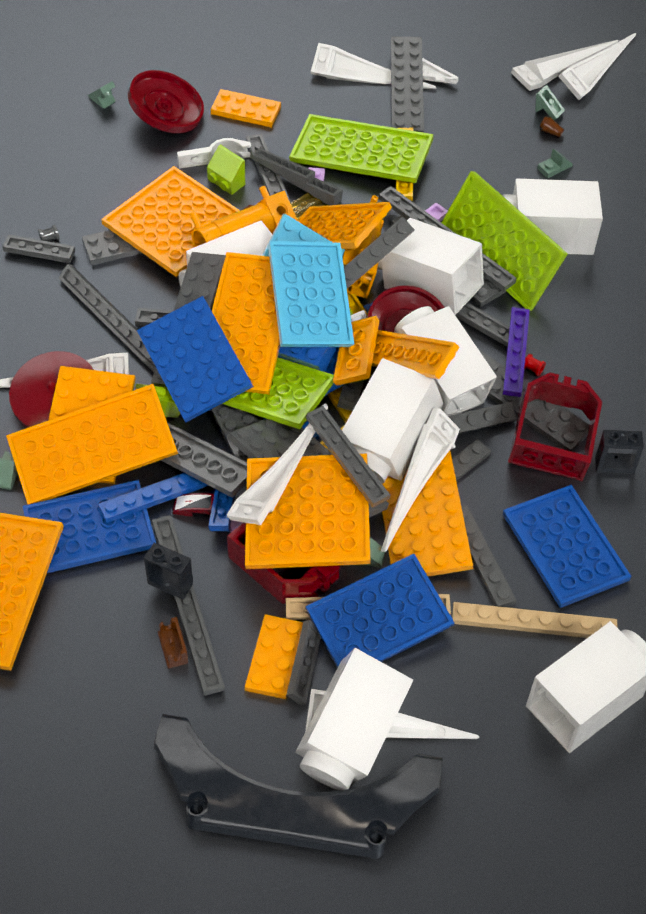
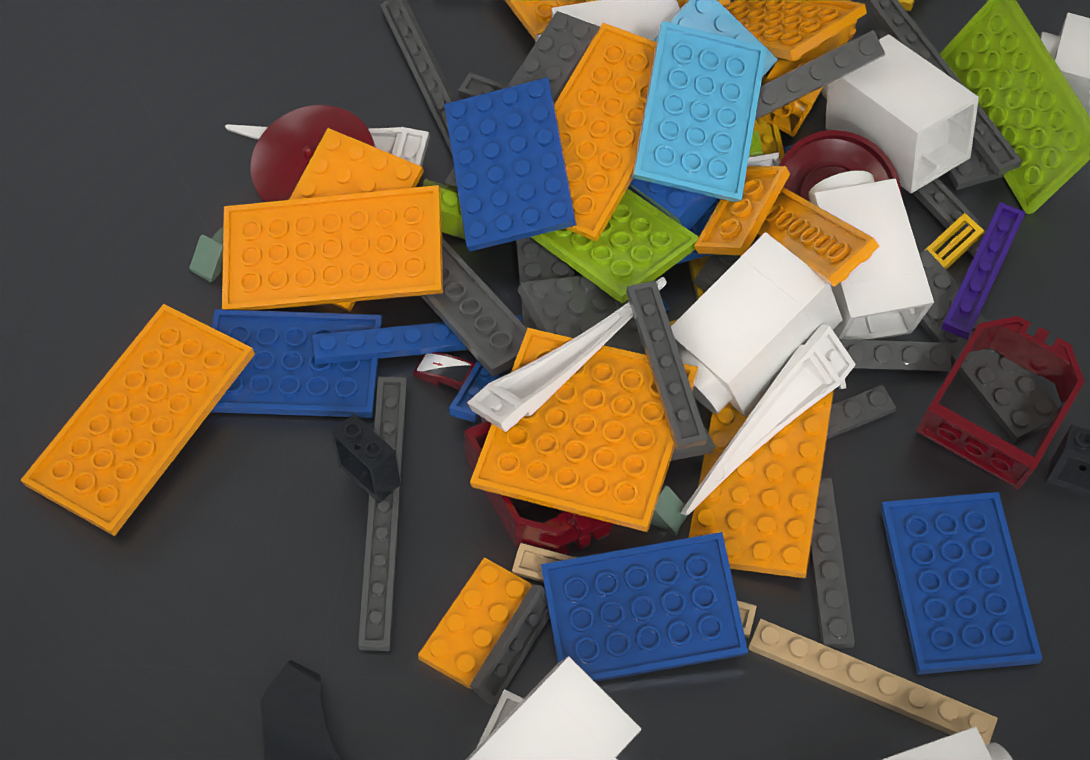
camera: 20 degrees right, 5 degrees up
(173, 644) = (343, 563): reddish brown hinge -> none
(437, 212) = (939, 35): lavender plate -> none
(480, 344) = (947, 234): none -> yellow tile
(534, 364) = (1005, 296): red bush -> none

